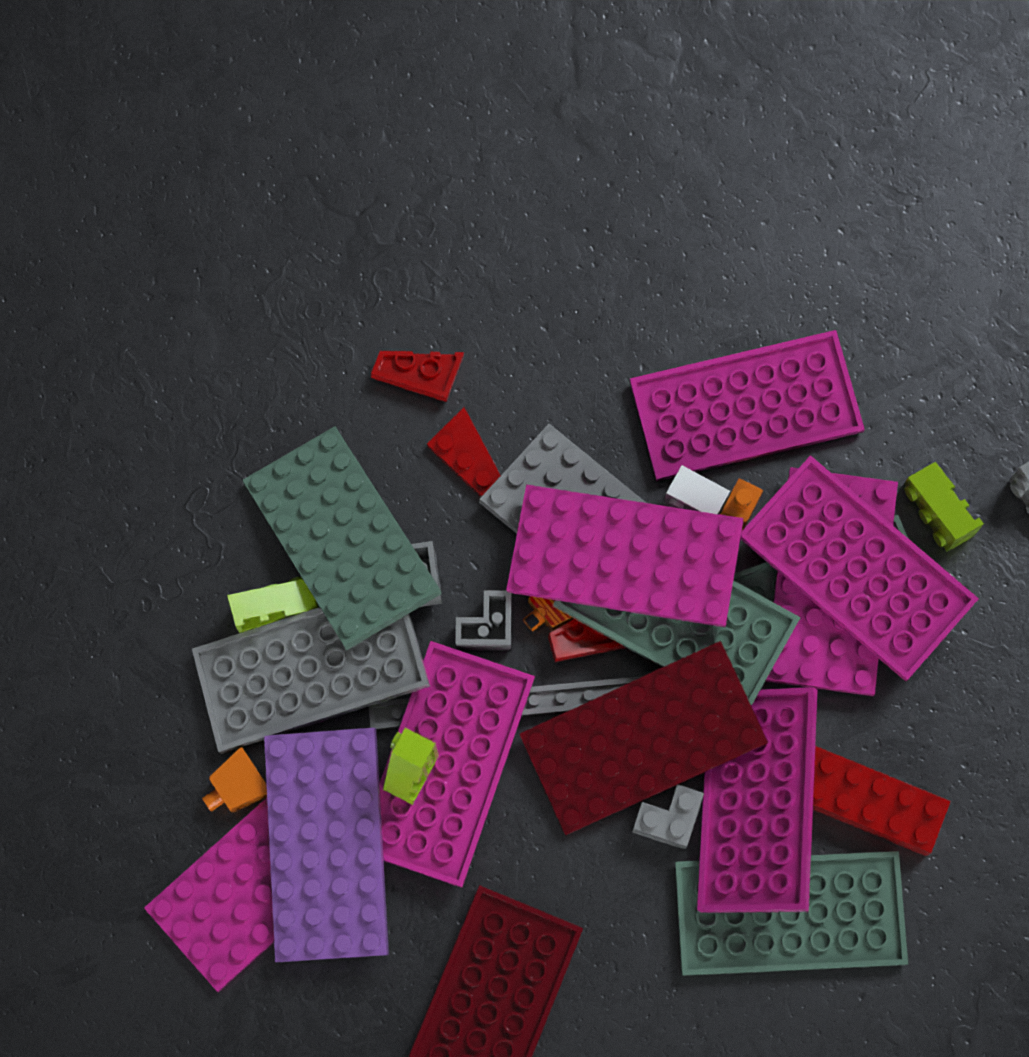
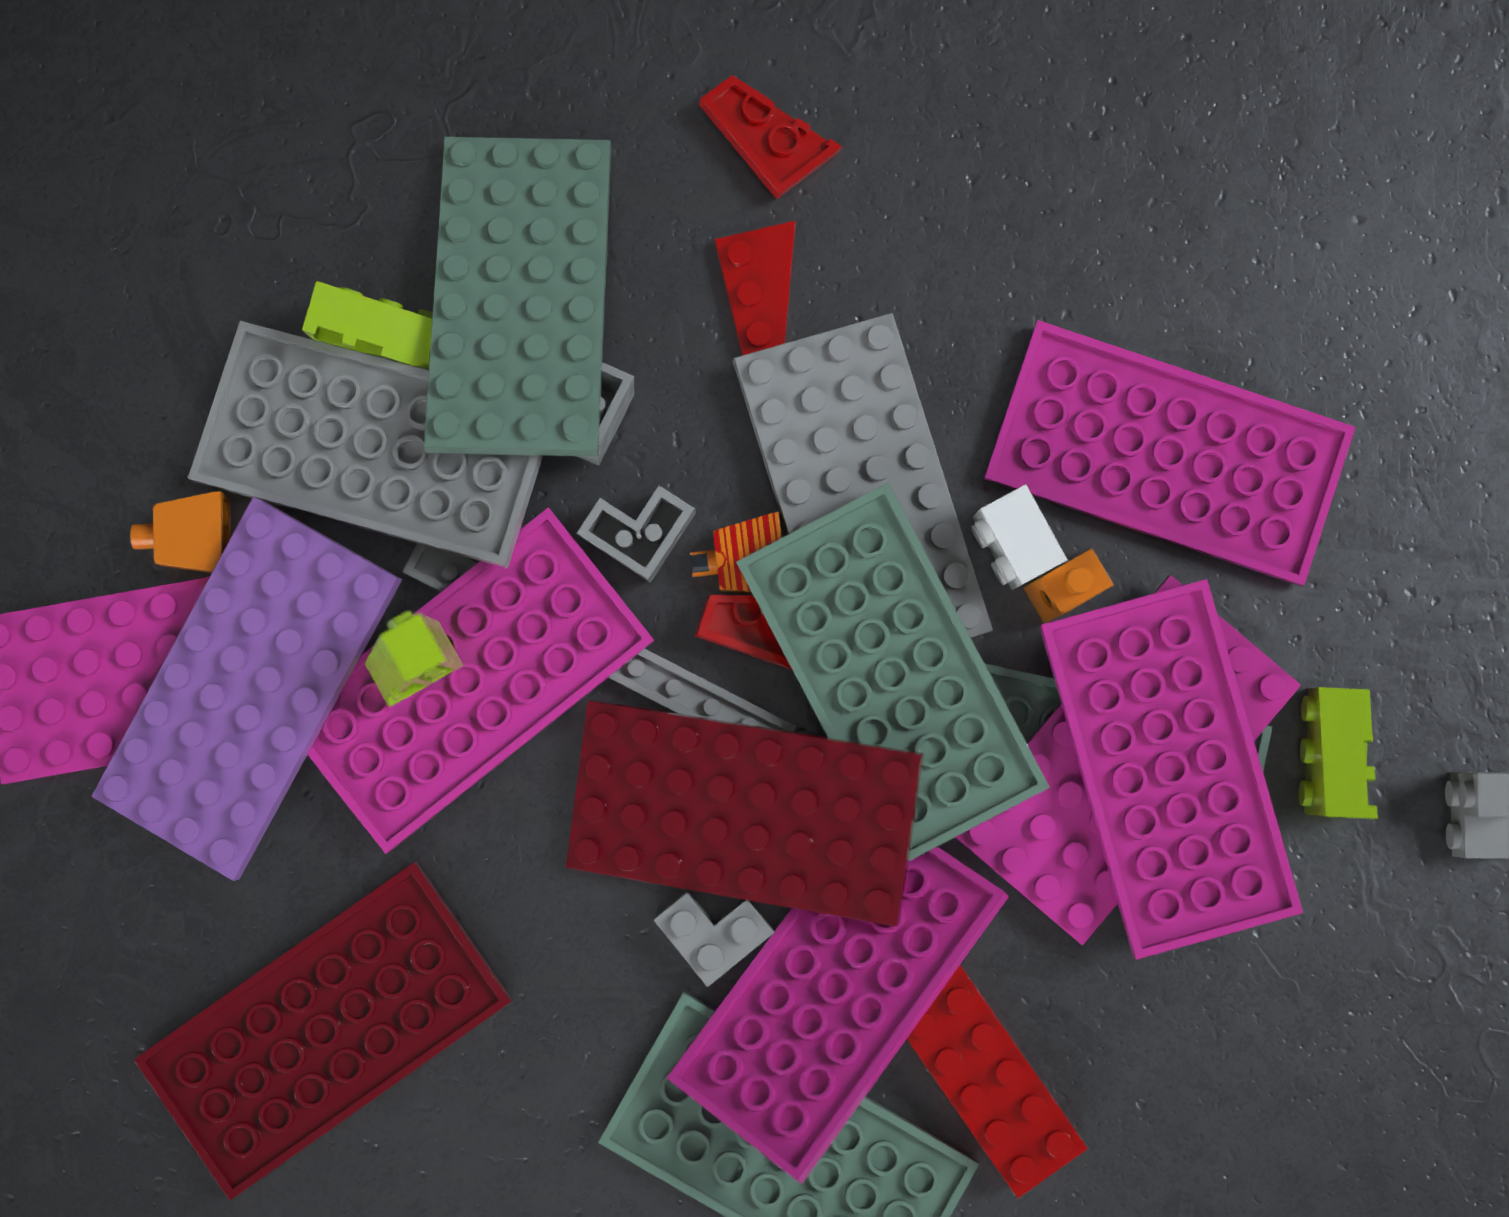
camera: 30 degrees right, 10 degrees up
(625, 555) = (872, 558): dark pink plate -> none

